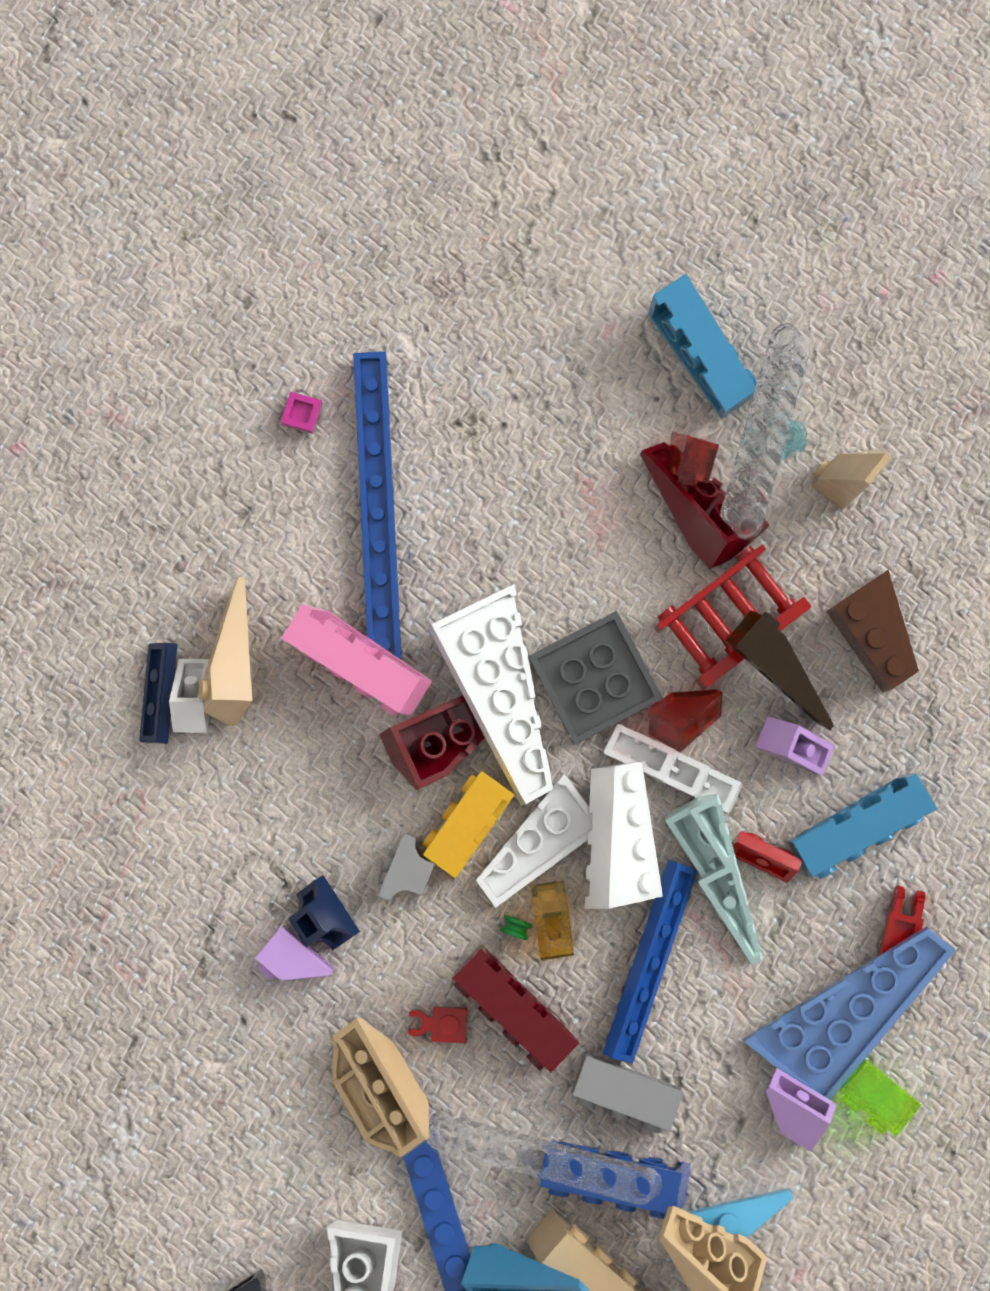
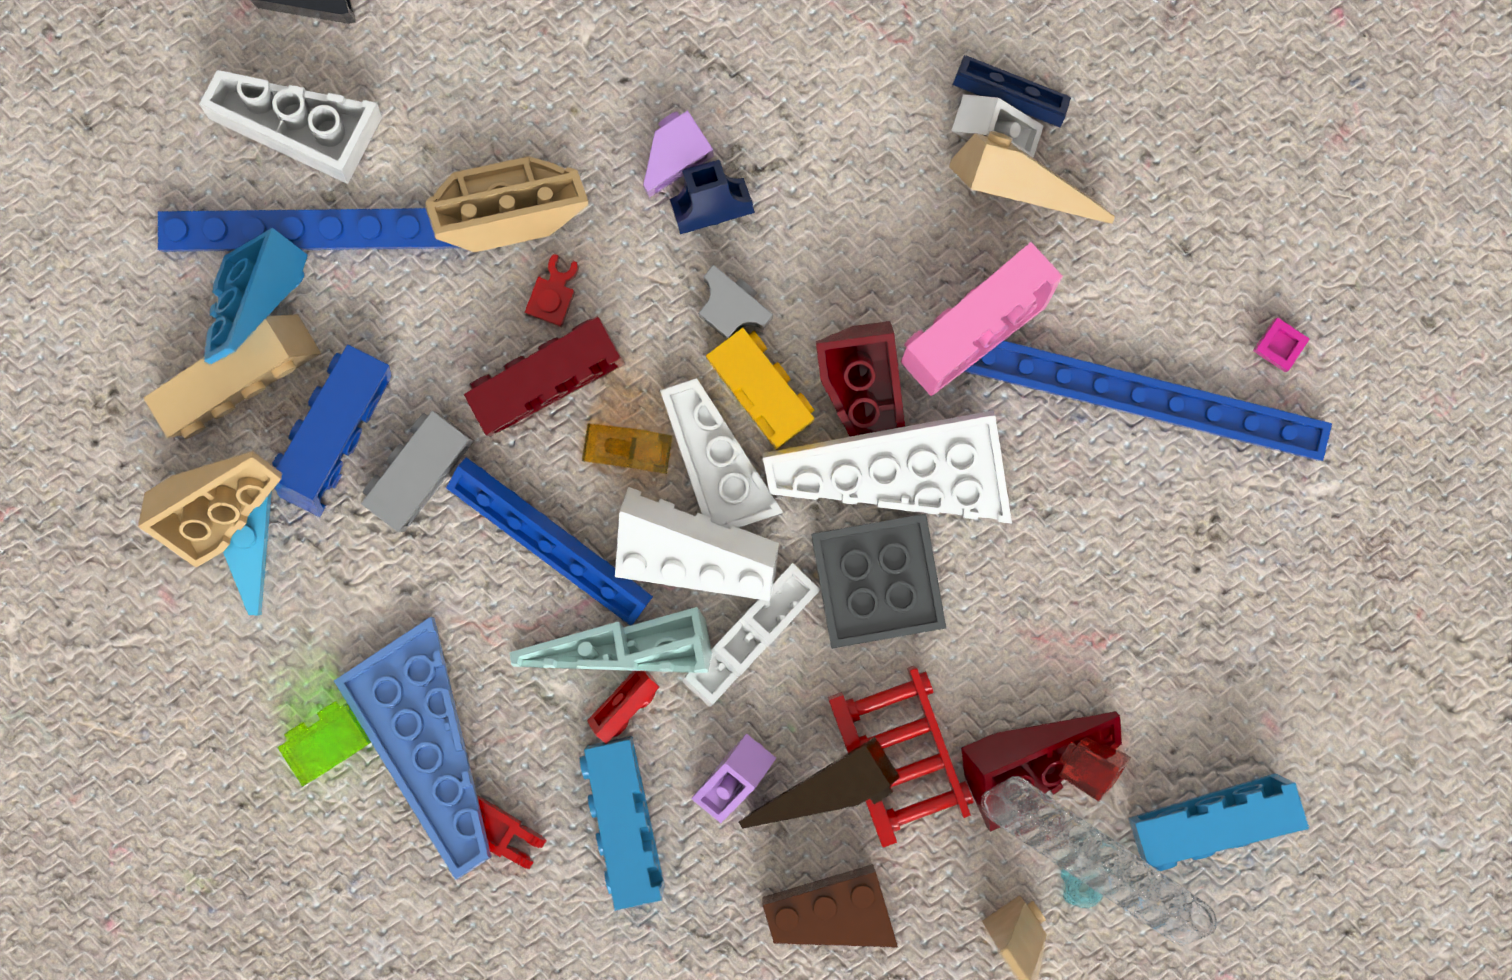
camera: 105 degrees right, 5 degrees up
(515, 927) = (631, 406): green bush -> none
(558, 1154) = (374, 373): clear beam -> none
(684, 716) = (804, 665): clear red slope -> none
(799, 1110) = (339, 651): lavender slope -> none

